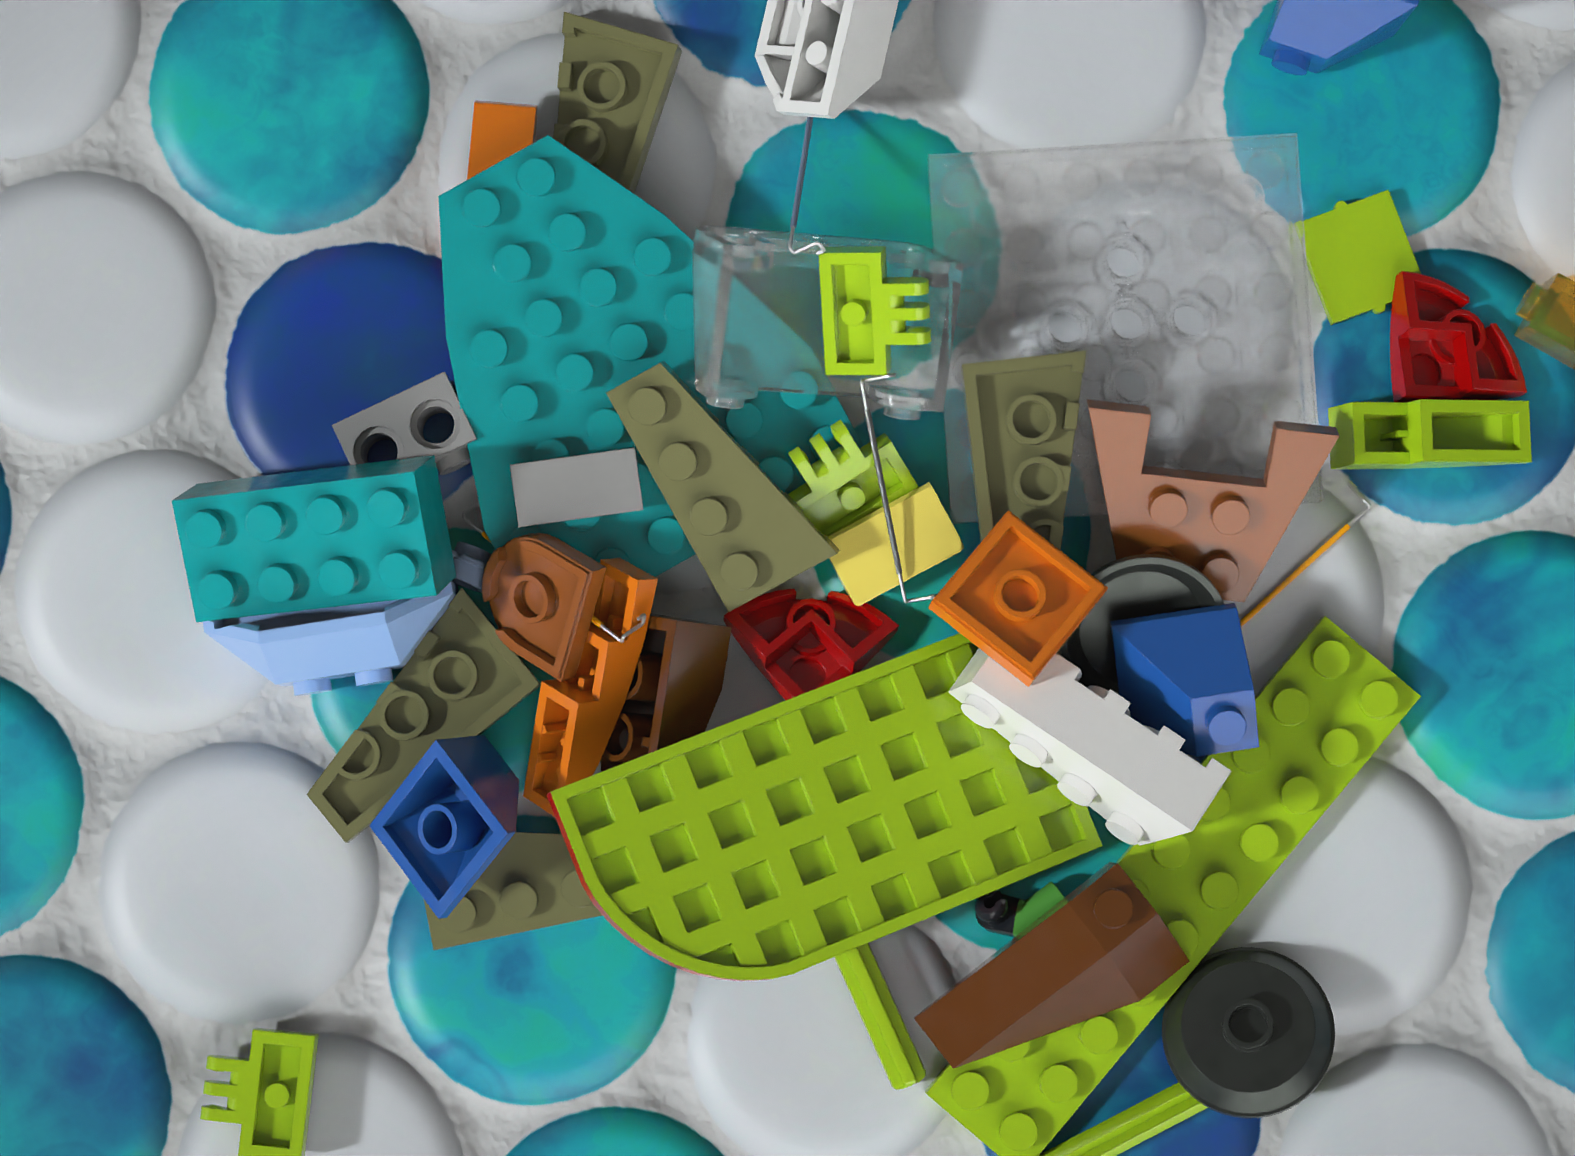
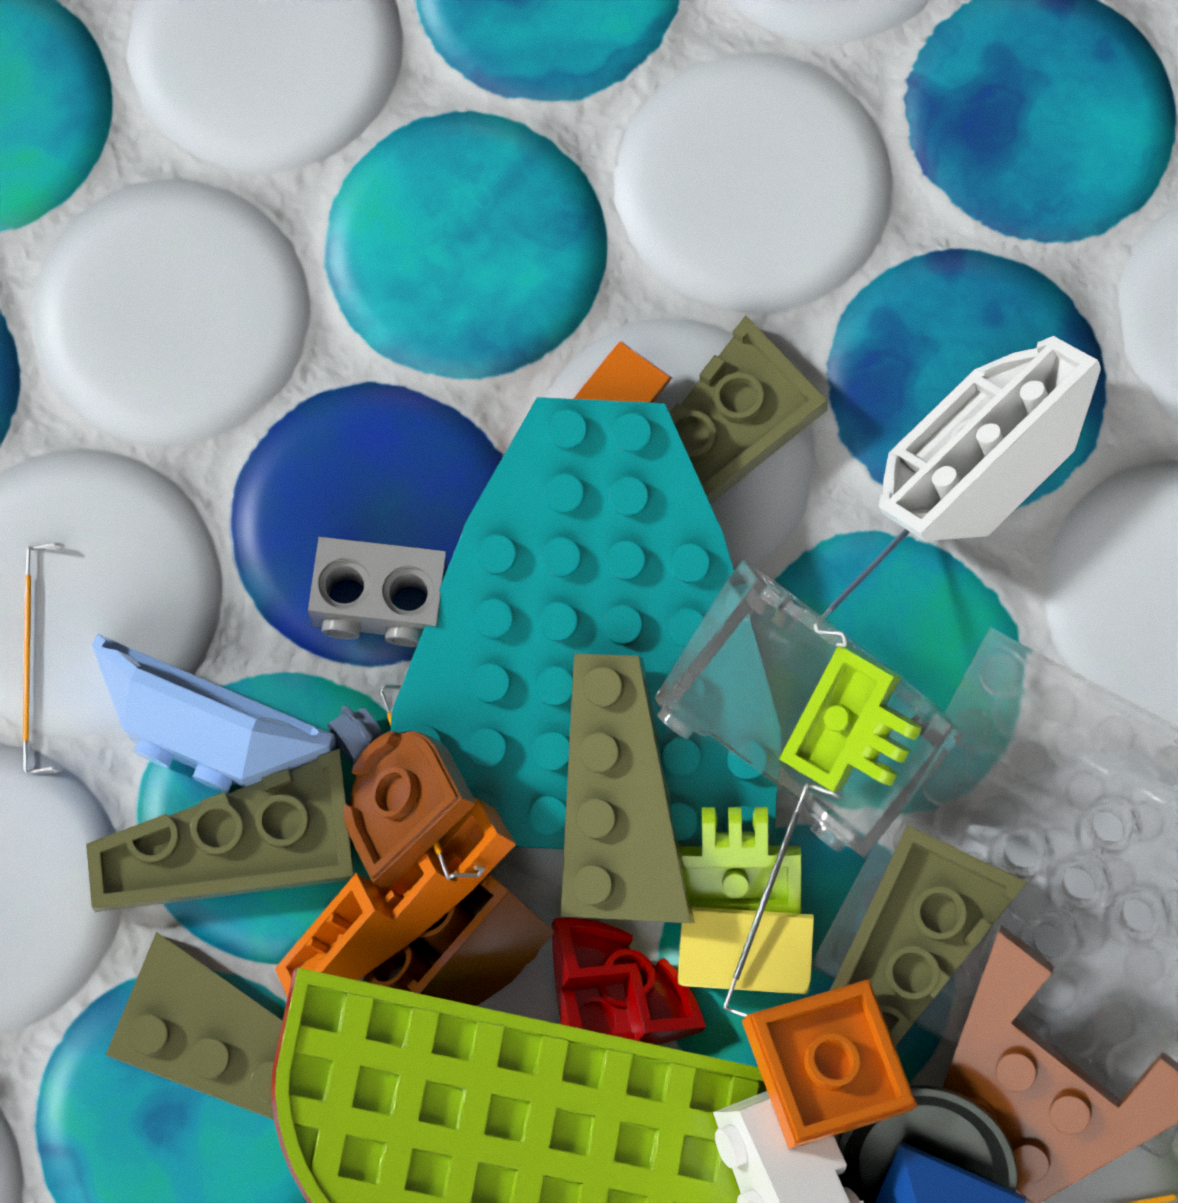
camera: 30 degrees right, 10 degrees down
(154, 673) = (26, 676): none -> light orange piece
(315, 539) = (240, 624): teal brick -> none
(450, 818) = (196, 942): blue slope -> none
(576, 487) = (496, 720): light grey tile -> none

